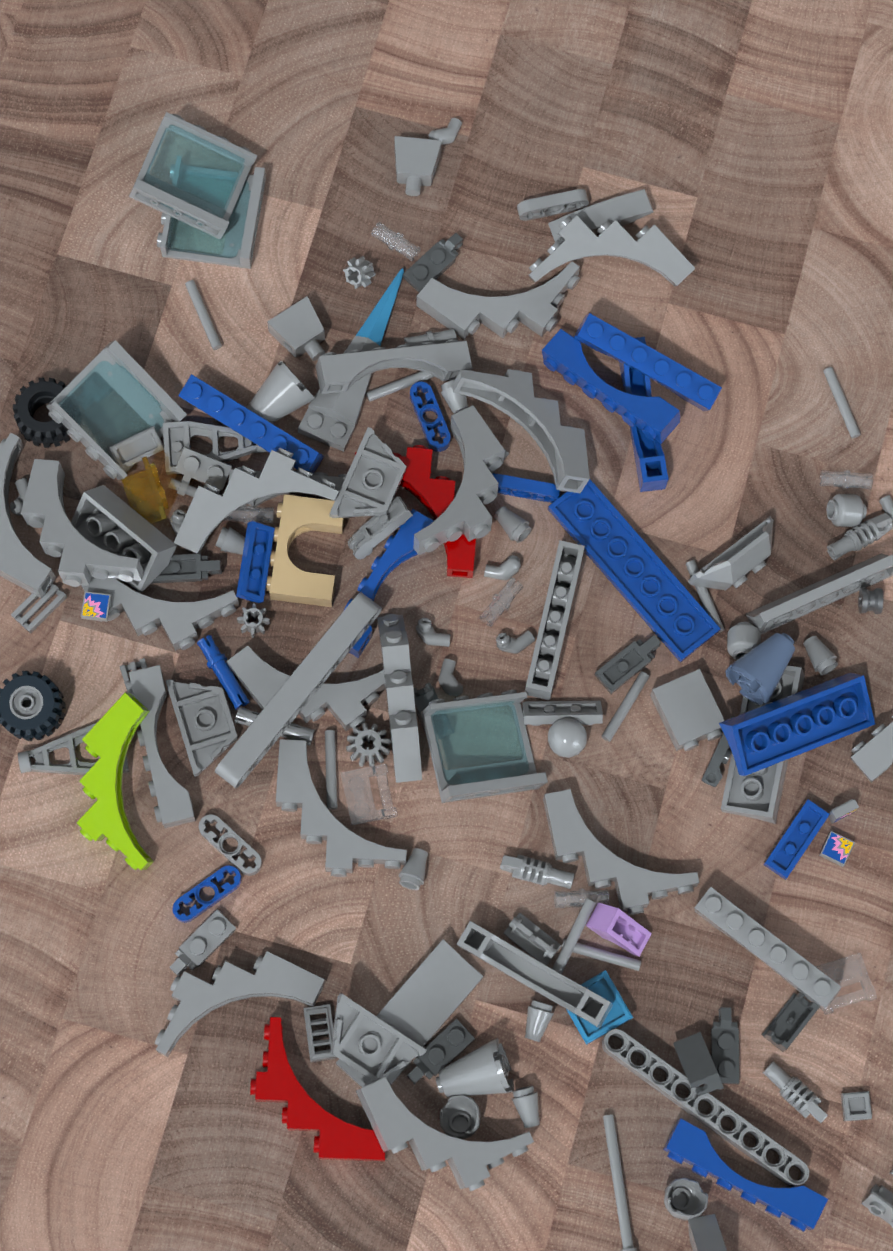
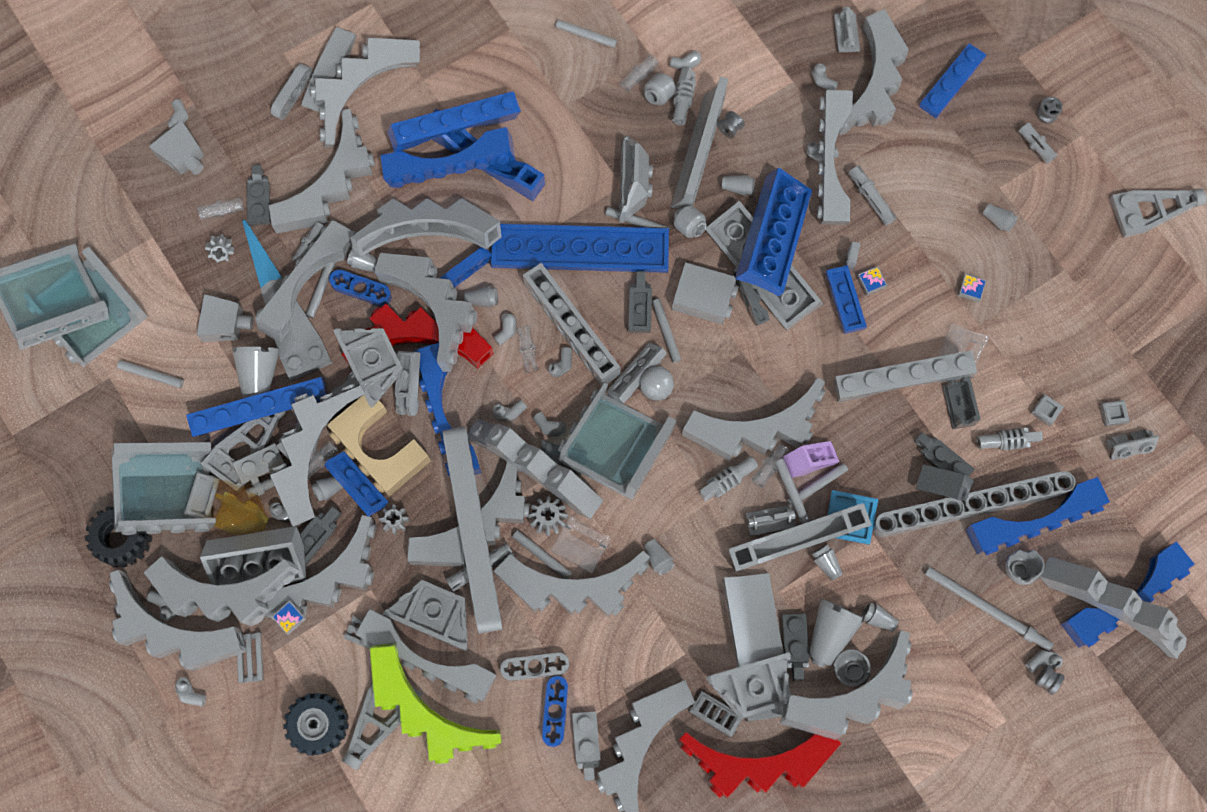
camera: 45 degrees left, 0 degrees up
(224, 674) = (401, 568): blue pin -> none
(762, 668) = (720, 224): sand blue cone -> none

